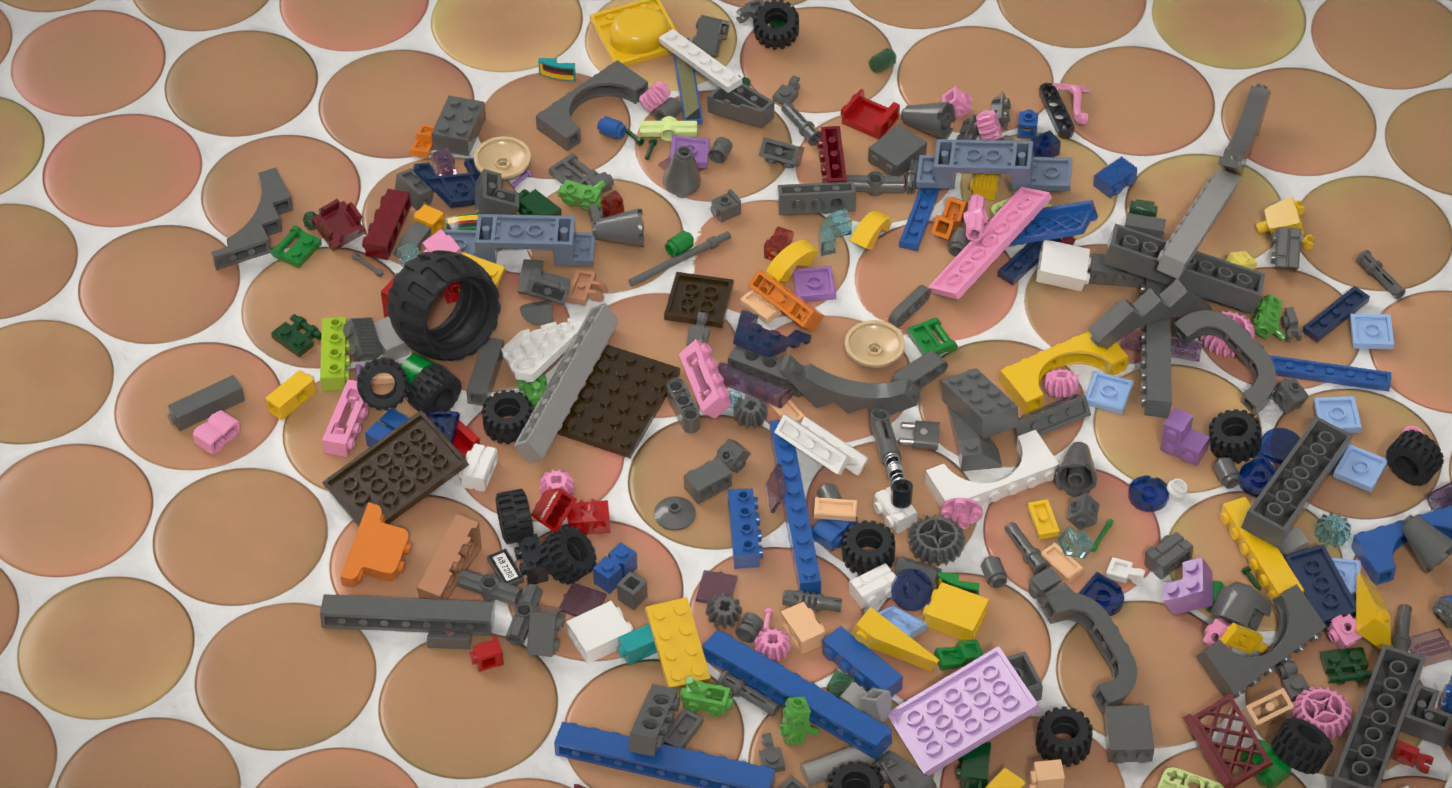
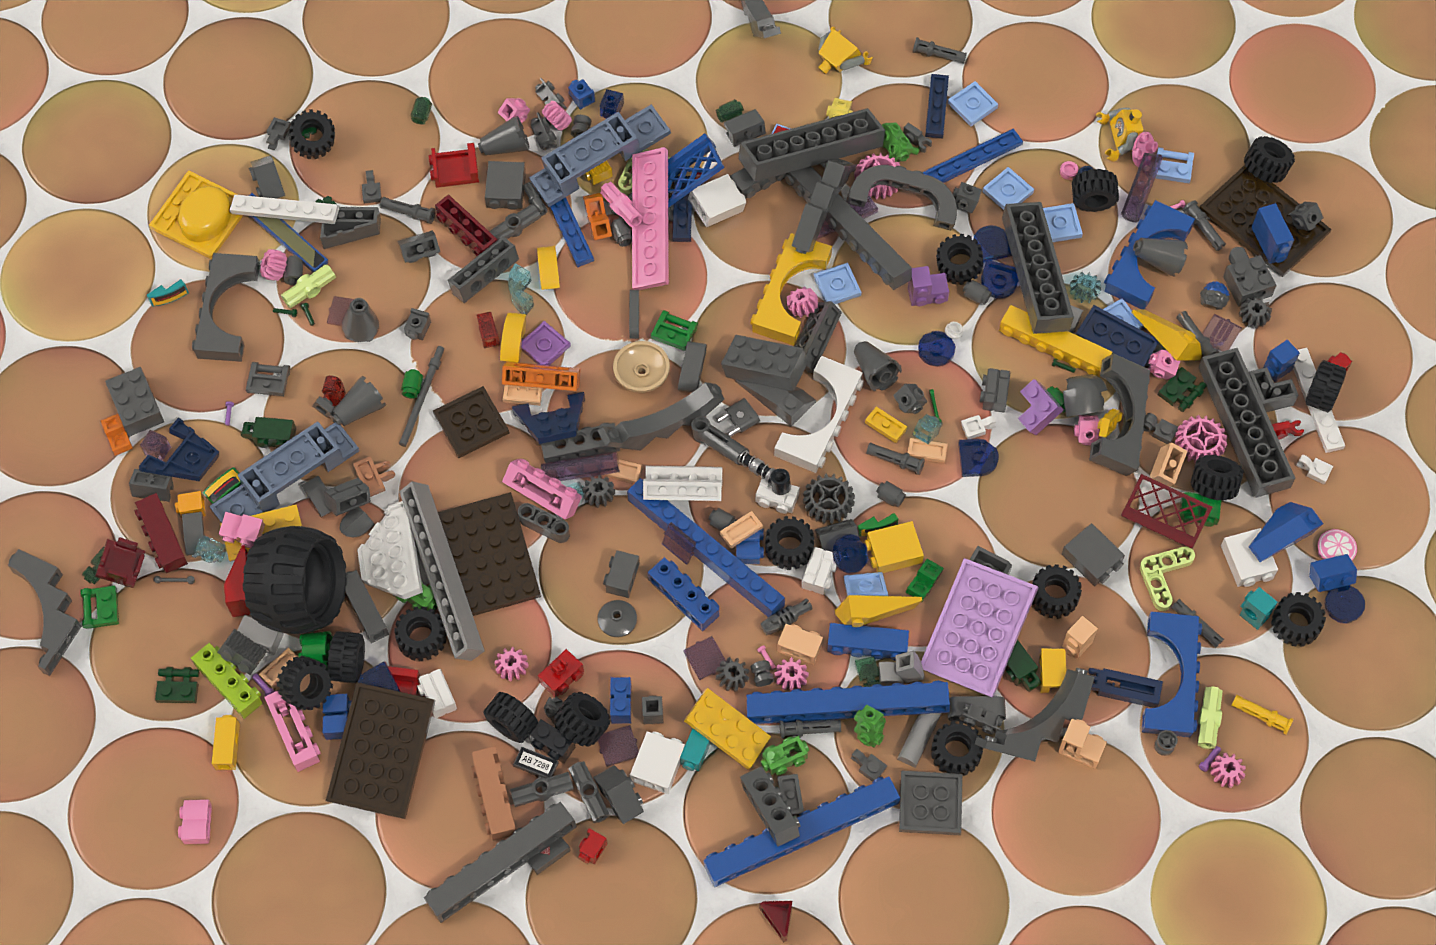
camera: 40 degrees left, 15 degrees up
(205, 403) = (162, 803): dark grey brick -> none
(376, 550) = (427, 826): orange brick -> none
(492, 198) = (229, 450): dark grey brick -> none
(503, 156) = (196, 399): tan dish -> none
(553, 508) = (533, 689): red torso -> none
(581, 195) = (302, 394): bright green brick -> none
(607, 178) = (298, 375): dark grey brick -> none
(611, 128) = (262, 316): blue brick -> none
(699, 147) = (341, 293): medium lavender tile -> none
(699, 331) = (499, 453): dark grey plate -> none
(720, 150) = (367, 276): dark grey wheel -> none
(733, 455) = (625, 534): dark grey brick -> none
(962, 511) = (830, 463): bright pink dish -> none
(1046, 584) = (945, 484): dark grey piece -> none
(1053, 111) = (588, 68): black beam -> none
(1080, 118) = (614, 62): bright pink piece -> none
(1106, 635) = (1024, 494): dark grey arch -> none
(1115, 177) = (685, 96): blue brick -> none
(1197, 223) = (792, 99): light grey brick -> none
(1287, 248) = (862, 75): dark grey brick -> none

